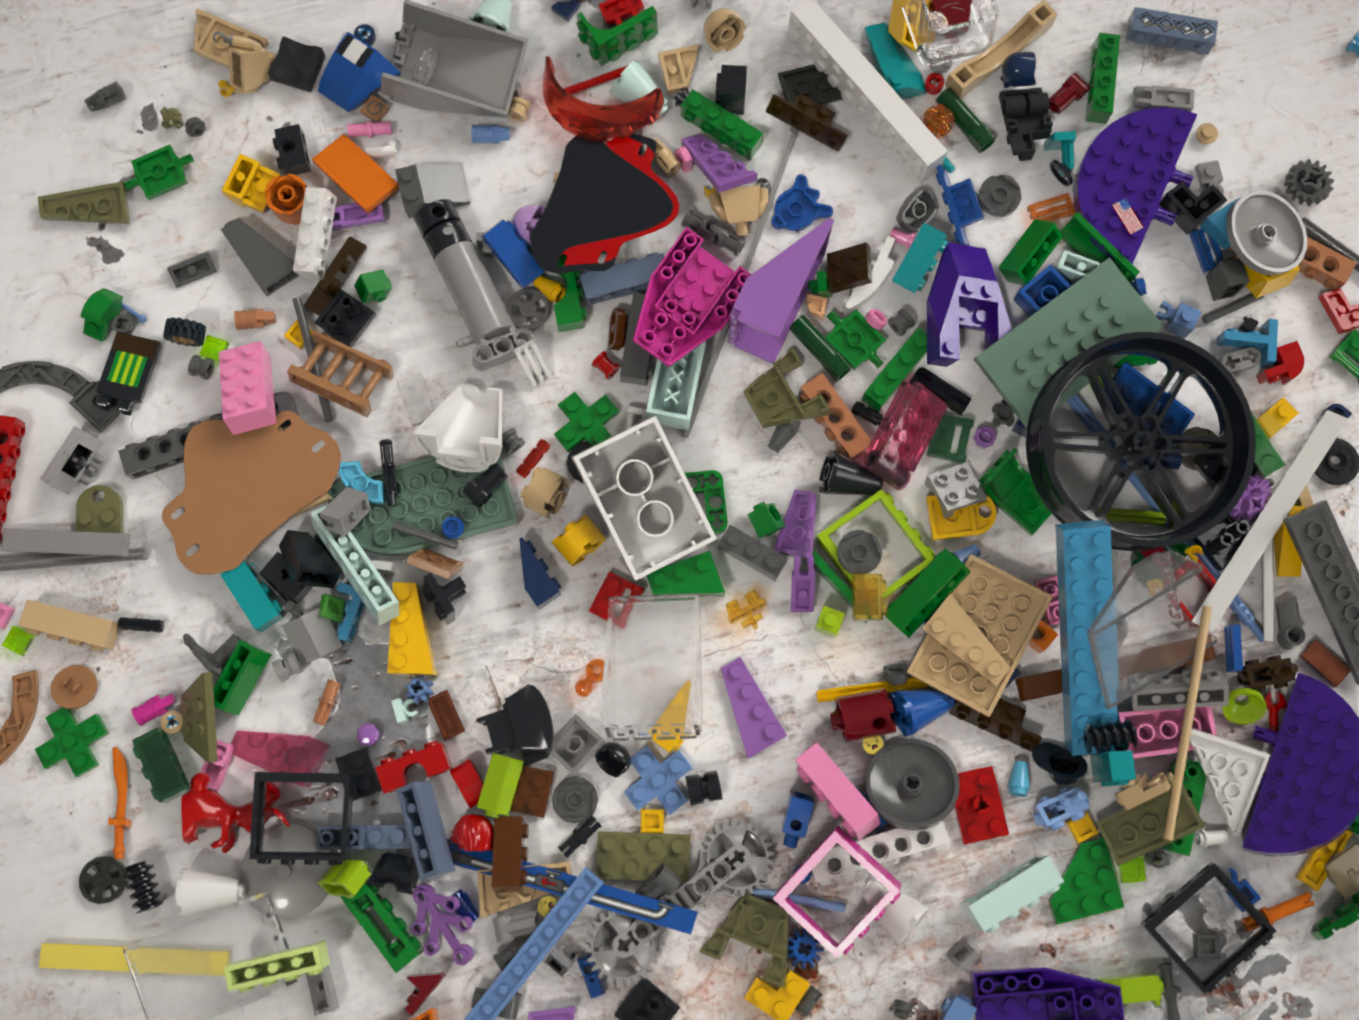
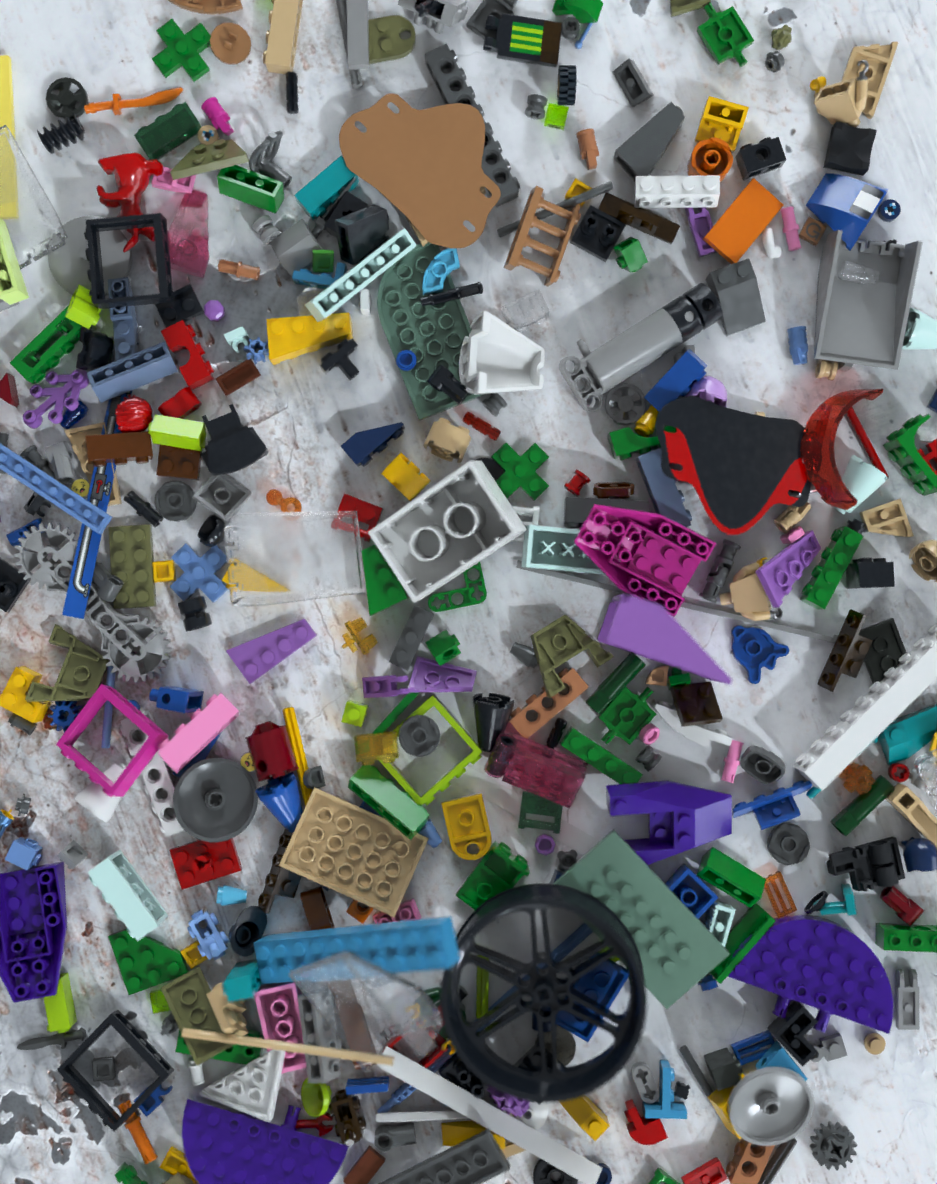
camera: 85 degrees right, 10 degrees up
(206, 891) = (62, 188): white cone -> none
(247, 388) = (516, 151): bright pink brick -> none
(346, 511) = (408, 259): light grey hinge -> none
(416, 532) = (397, 336): dark grey bar -> none
(435, 563) = (370, 348): medium nougat tile -> none
(540, 376) = (561, 422): white tile -> none
(920, 258) = (712, 771): teal brick -> none
(955, 399) = (585, 800): black plate -> none
(955, 488) = (491, 820): light grey piece -> none
(962, 637) = (347, 837): tan wing -> none
(1110, 735) = (268, 975): black piece -> none
(1127, 216) = (775, 969): sticker -> none
(1180, 320) = (679, 1025): medium blue brick -> none
(1266, 455) = (548, 1113): green brick -> none

